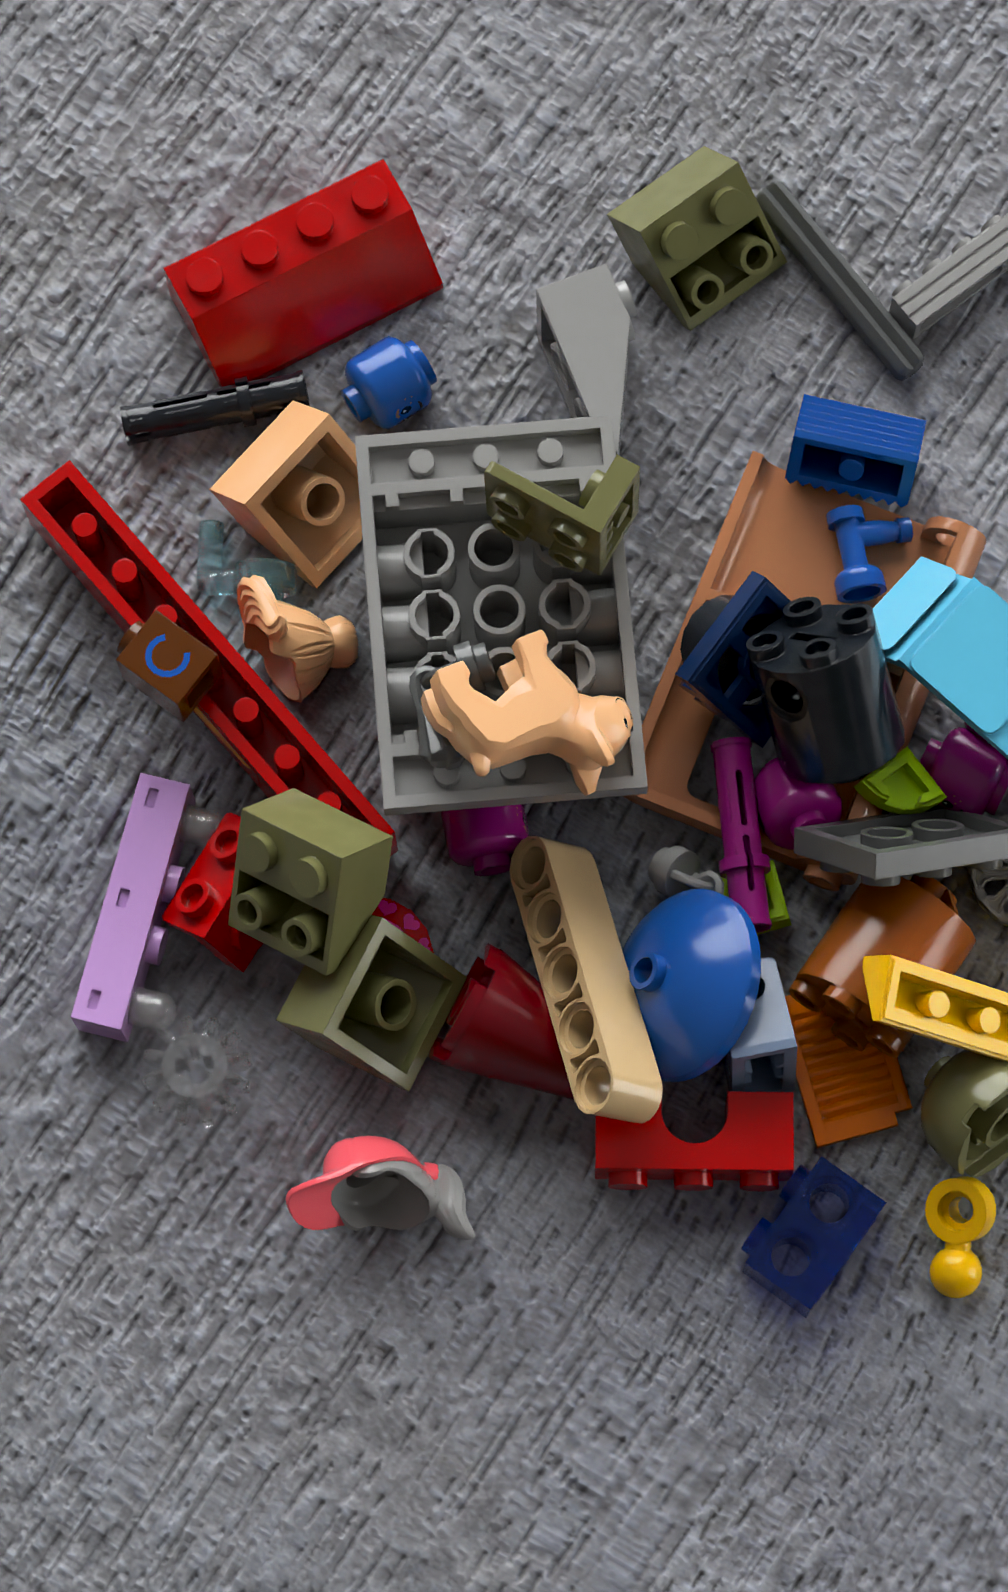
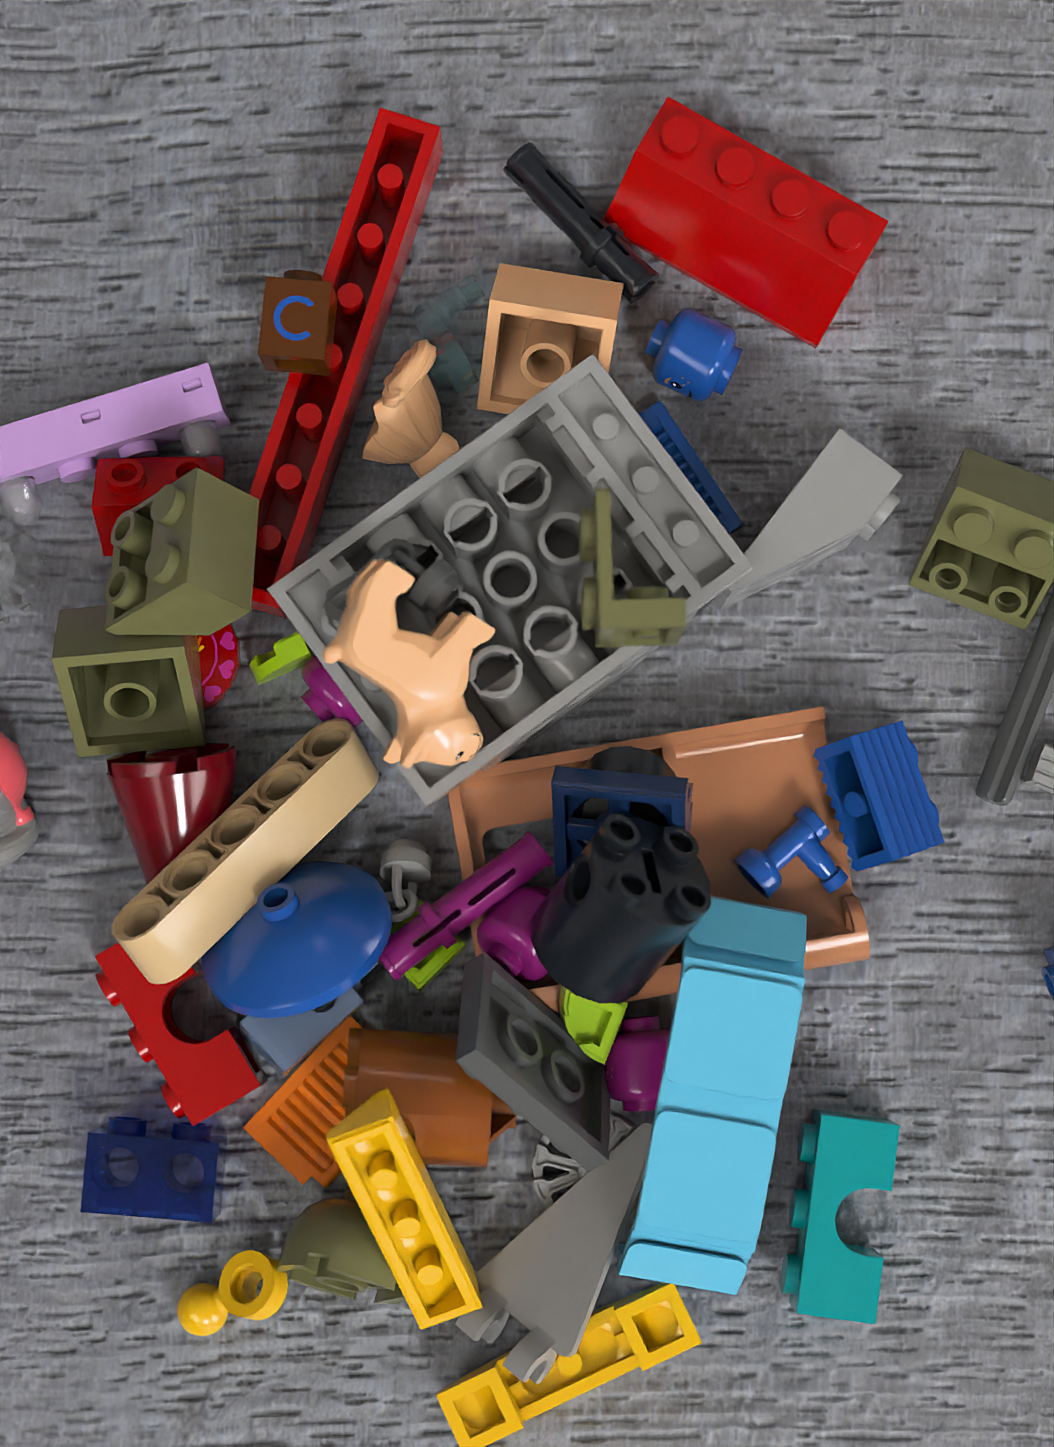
camera: 55 degrees right, 10 degrees up
(432, 864) = (287, 656): none -> lime tile

